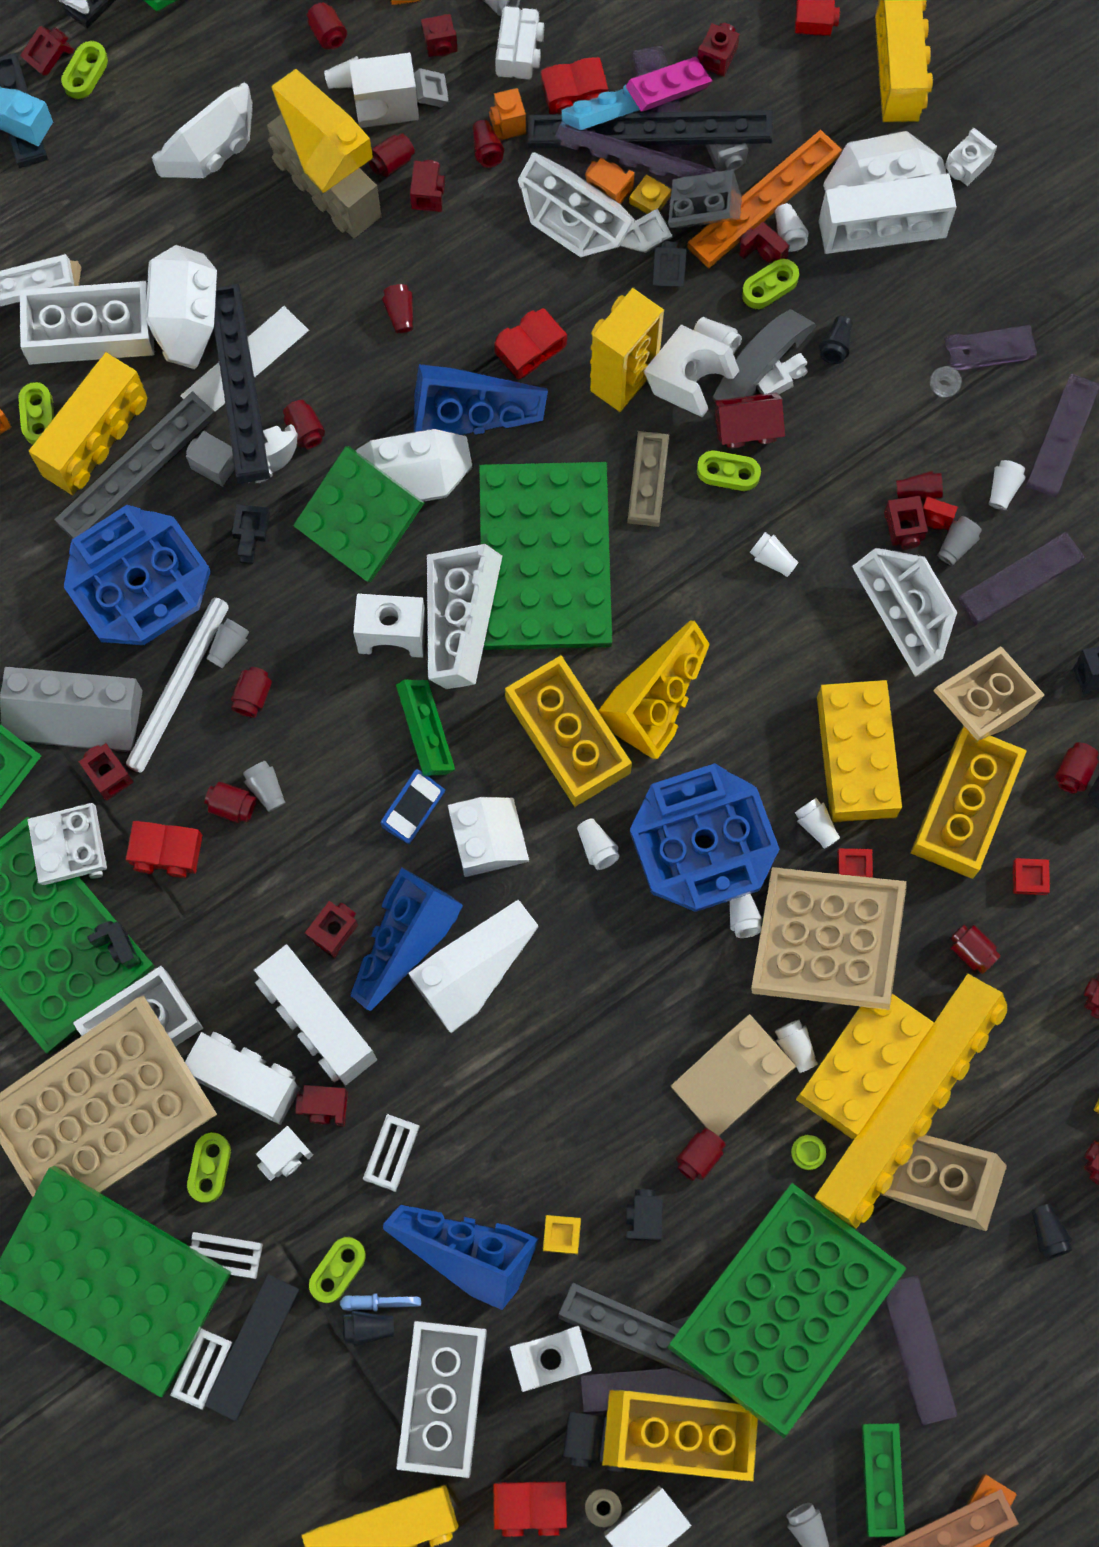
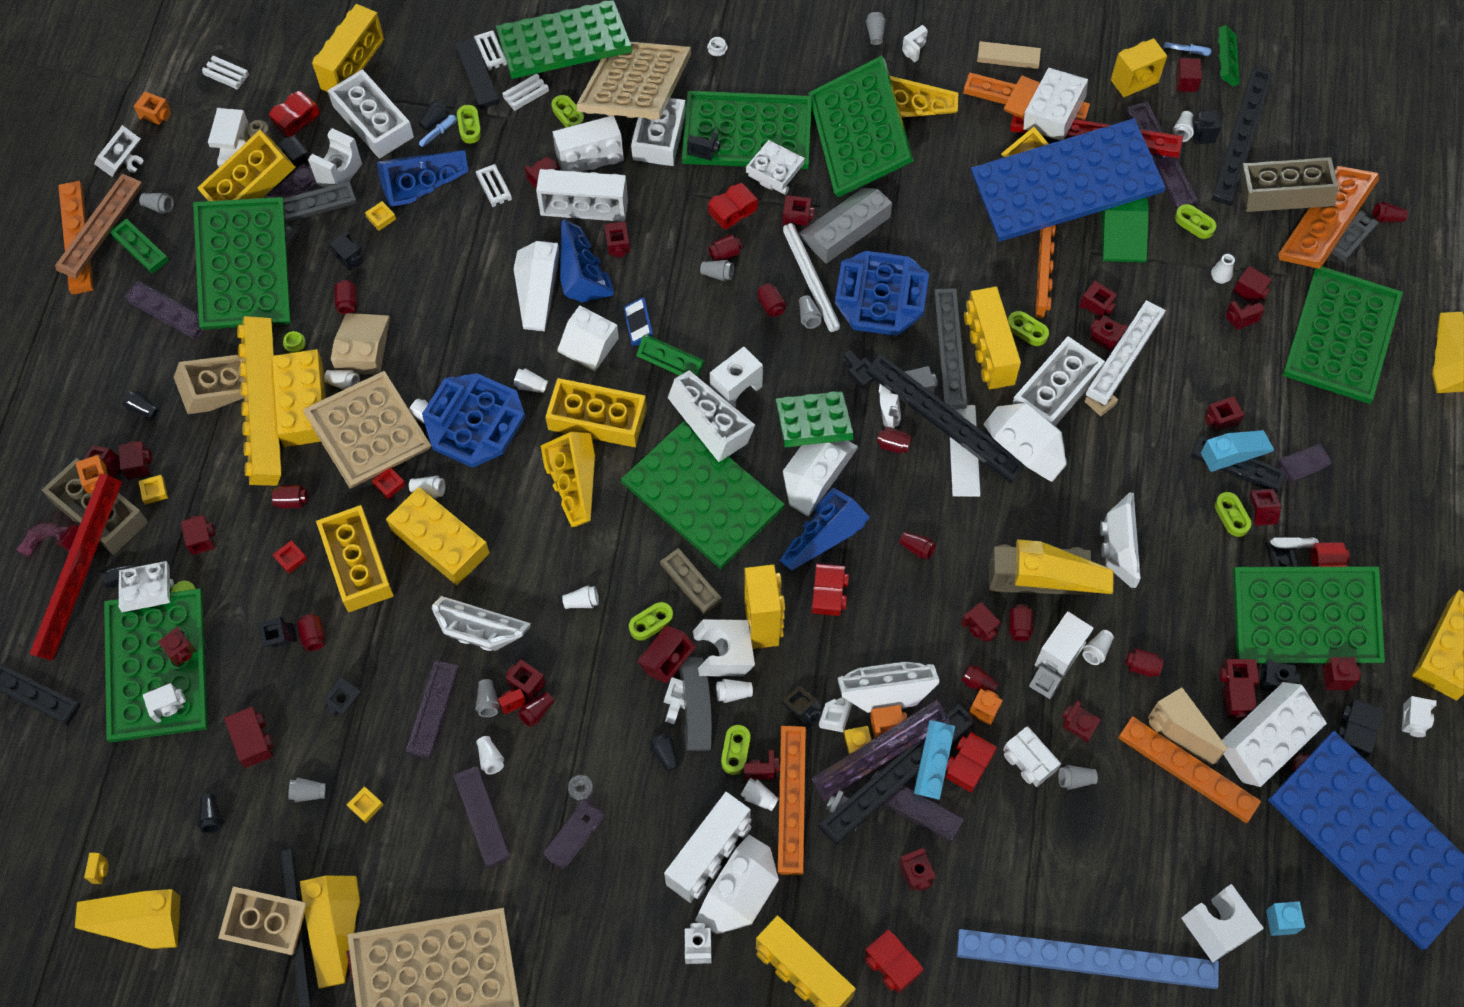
camera: 135 degrees right, 10 degrees down
(282, 1154) = (539, 142): white brick -> none
(668, 83) = (917, 810): dark pink plate -> none
(704, 199) = (814, 746): dark grey slope -> none
(990, 694) = (389, 610): tan slope -> none

